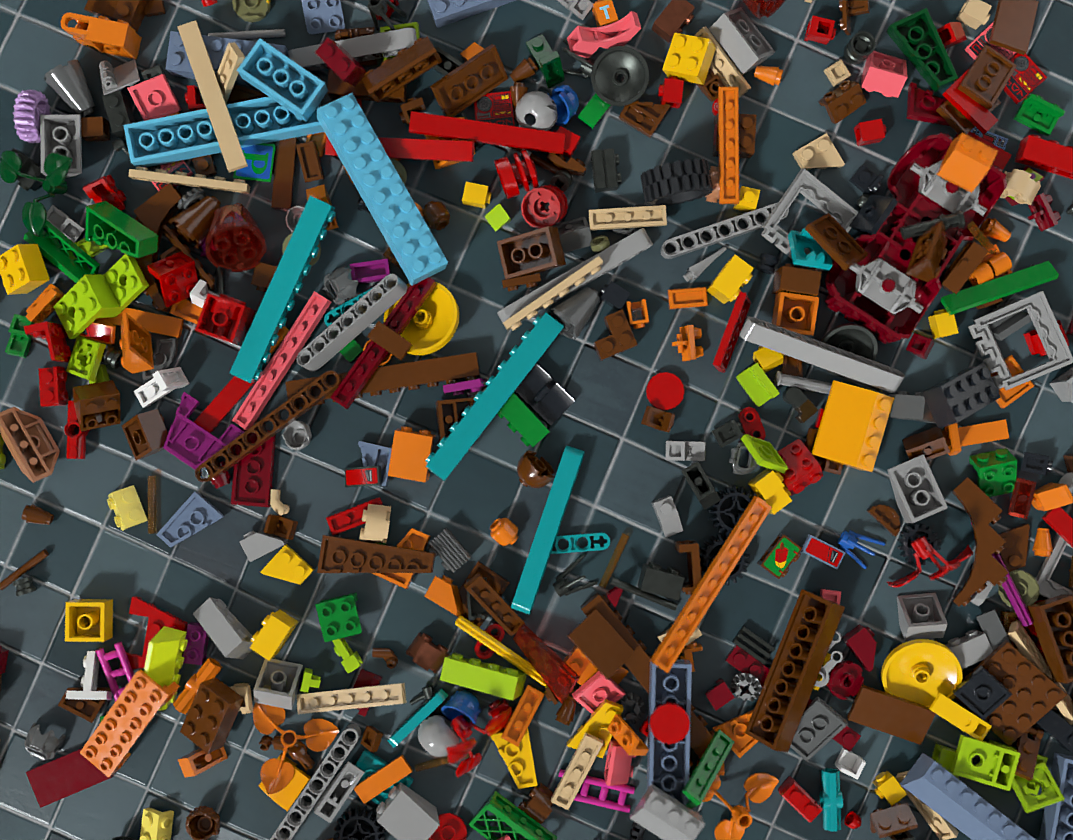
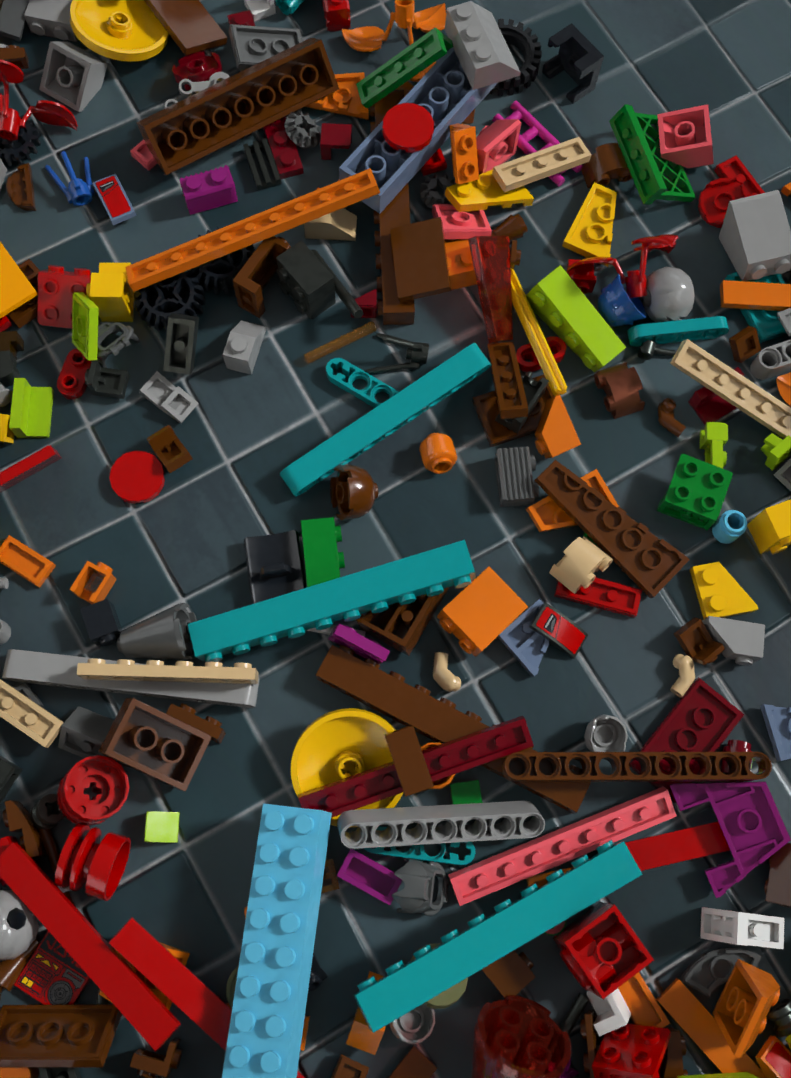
camera: 145 degrees left, 15 degrees down
(301, 611) = (729, 526): none -> medium azure brick
(408, 404) = (442, 675): none -> tan arm
(433, 763) = (696, 279): clear orange bar -> none
(436, 215) = (233, 887): reddish brown head -> none
(476, 195) = (164, 875): yellow brick -> none
(522, 715) = (563, 253): orange tile -> none
(599, 243) = (67, 698): olive tile -> none
(620, 336) = (136, 569): reddish brown brick -> none
(686, 342) = (66, 509): orange hips -> none
(769, 600) = (208, 190): none -> magenta brick
(780, 556) = (161, 224): brick -> none
(862, 645) = (153, 87): dark red slope -> none

